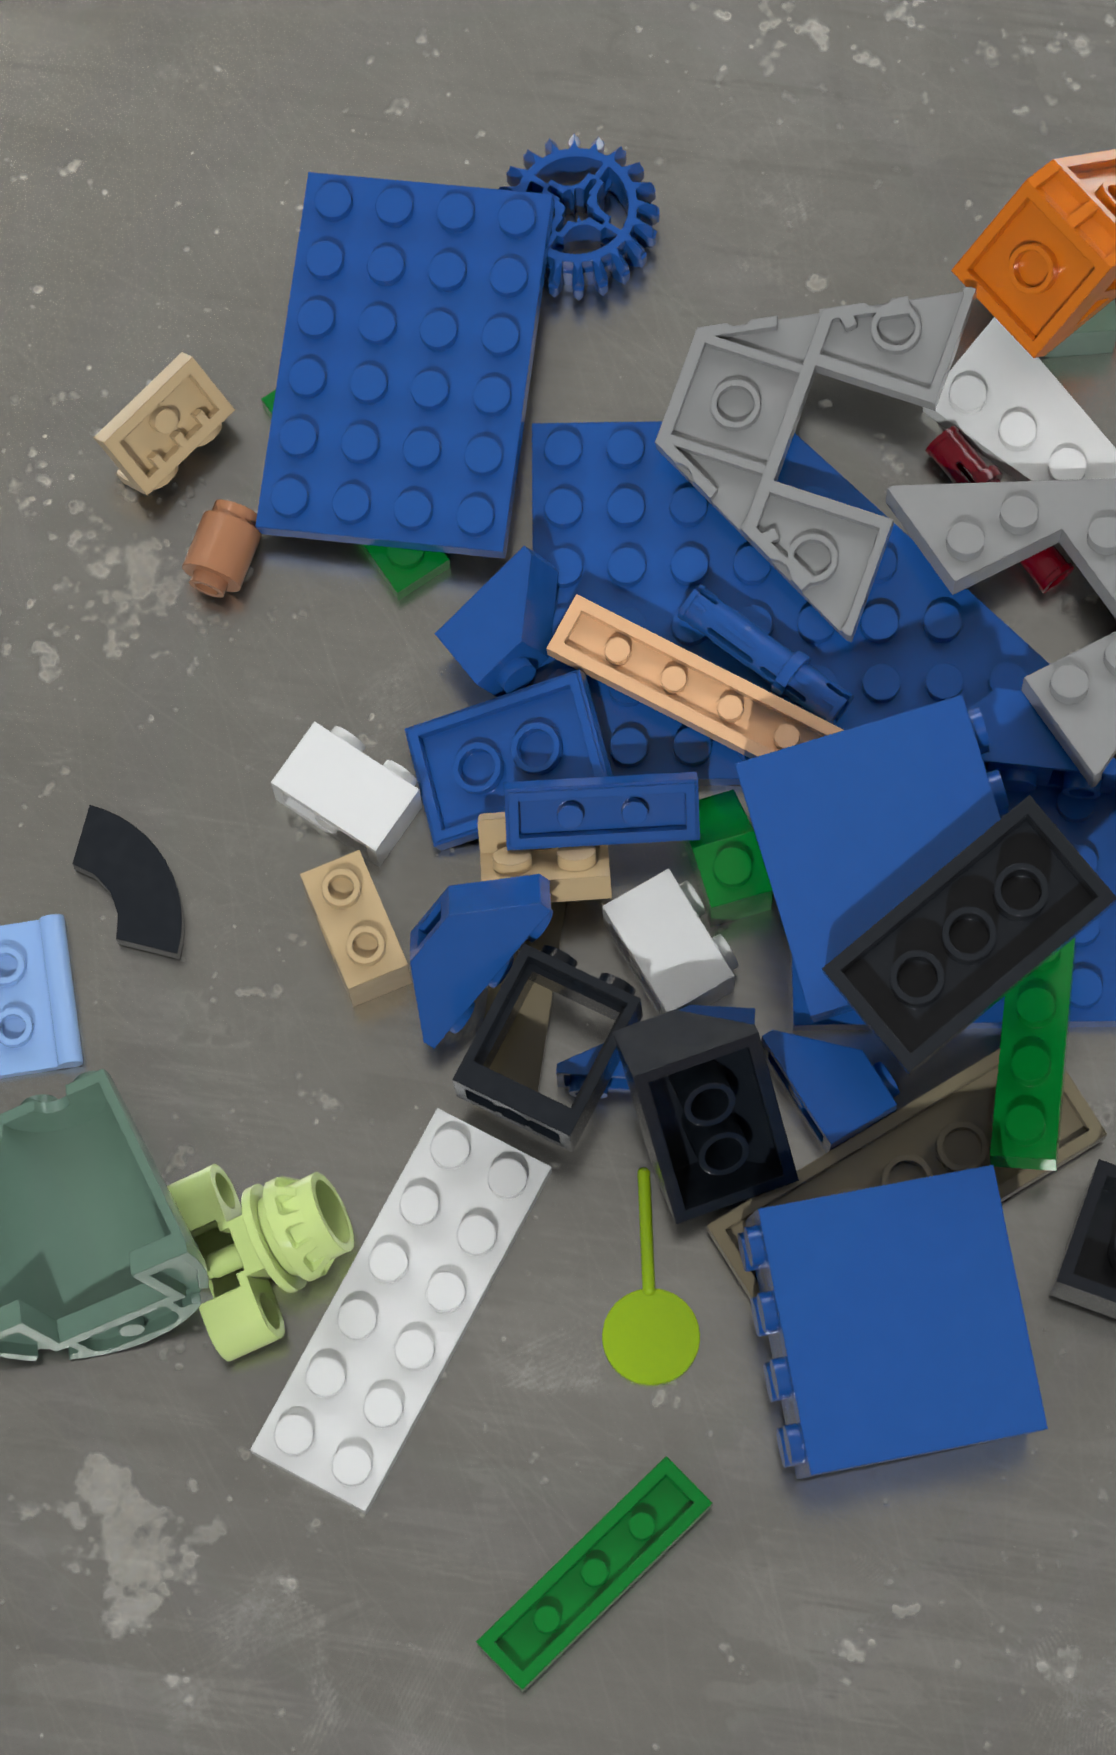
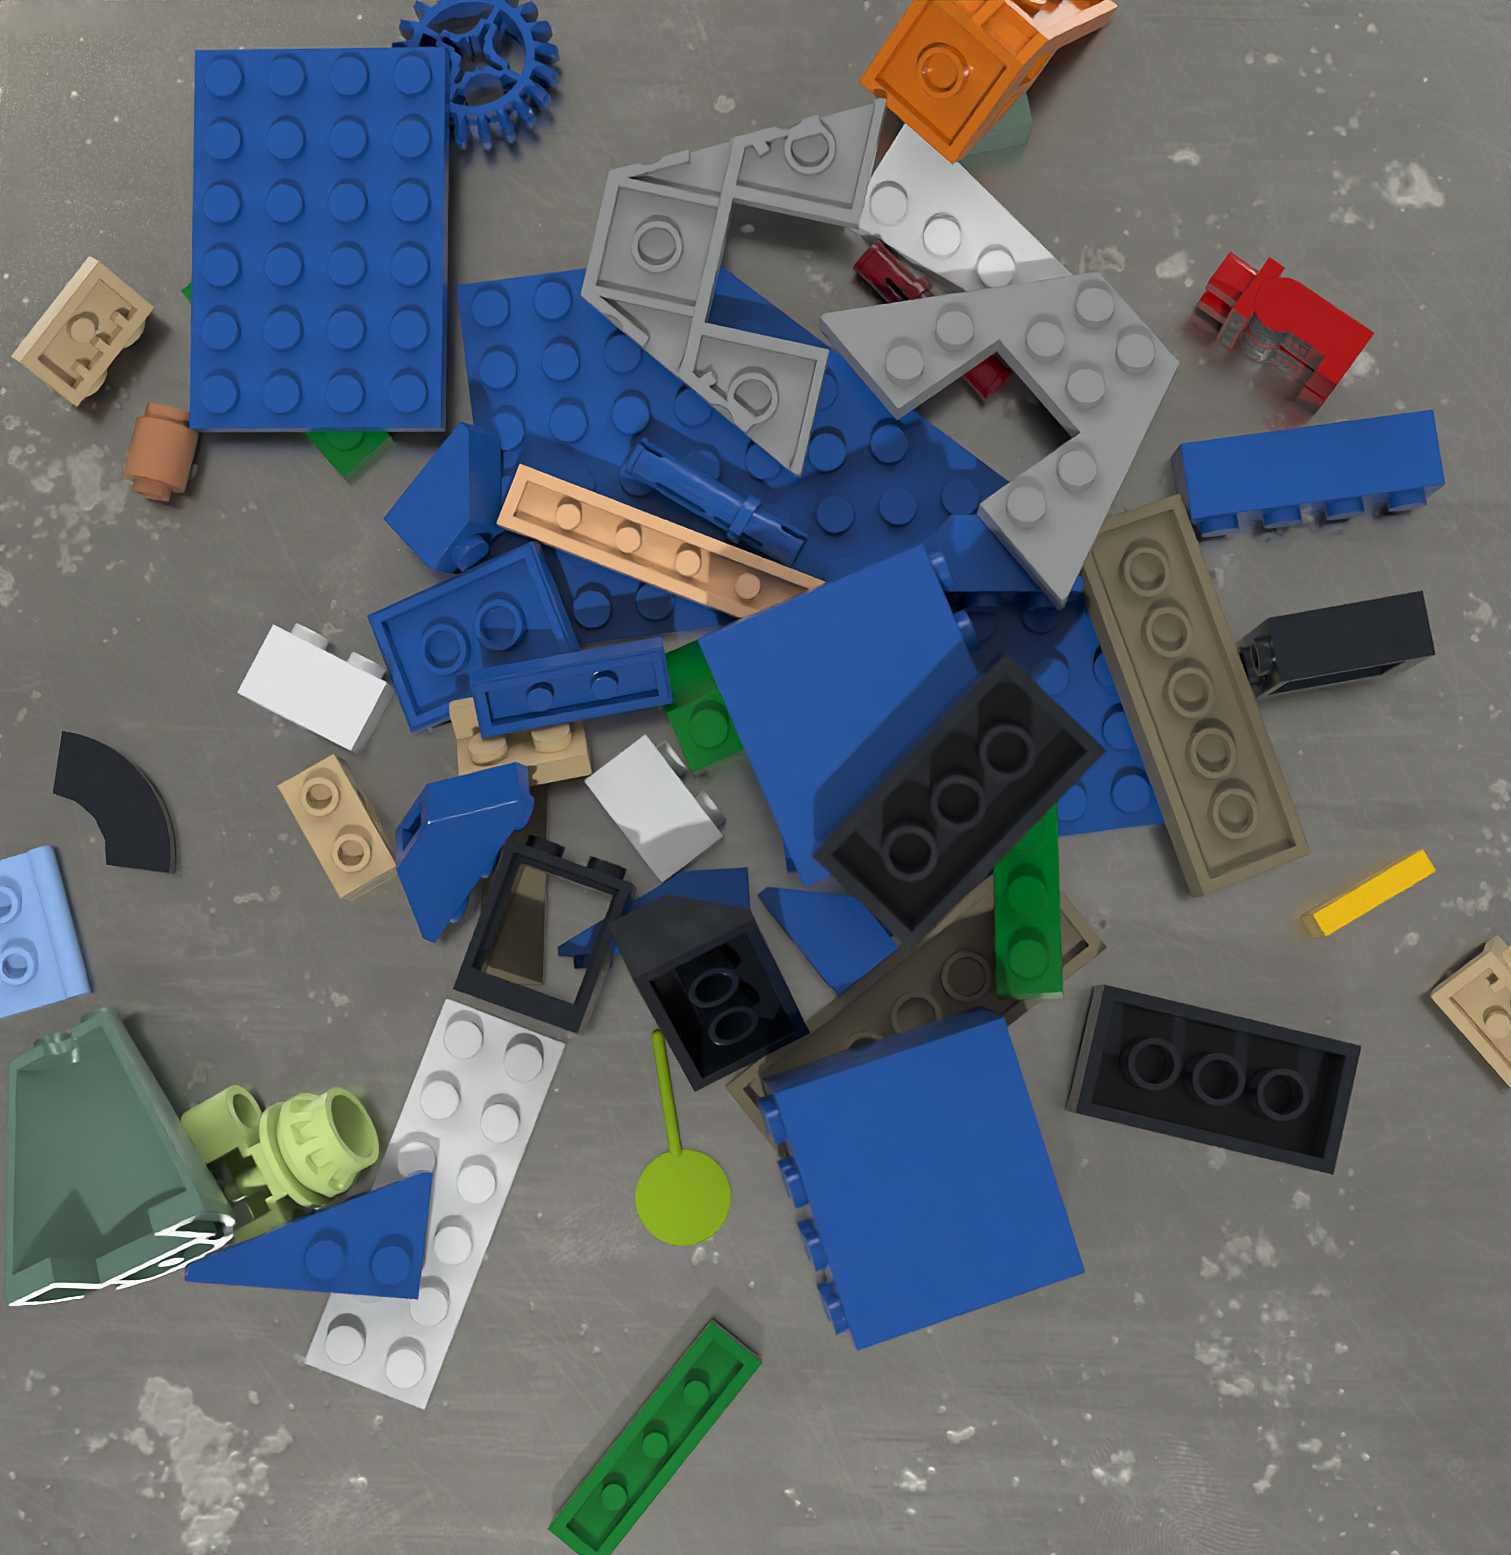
camera: 10 degrees left, 10 degrees up
(315, 1330) = (354, 1248): none -> blue wing

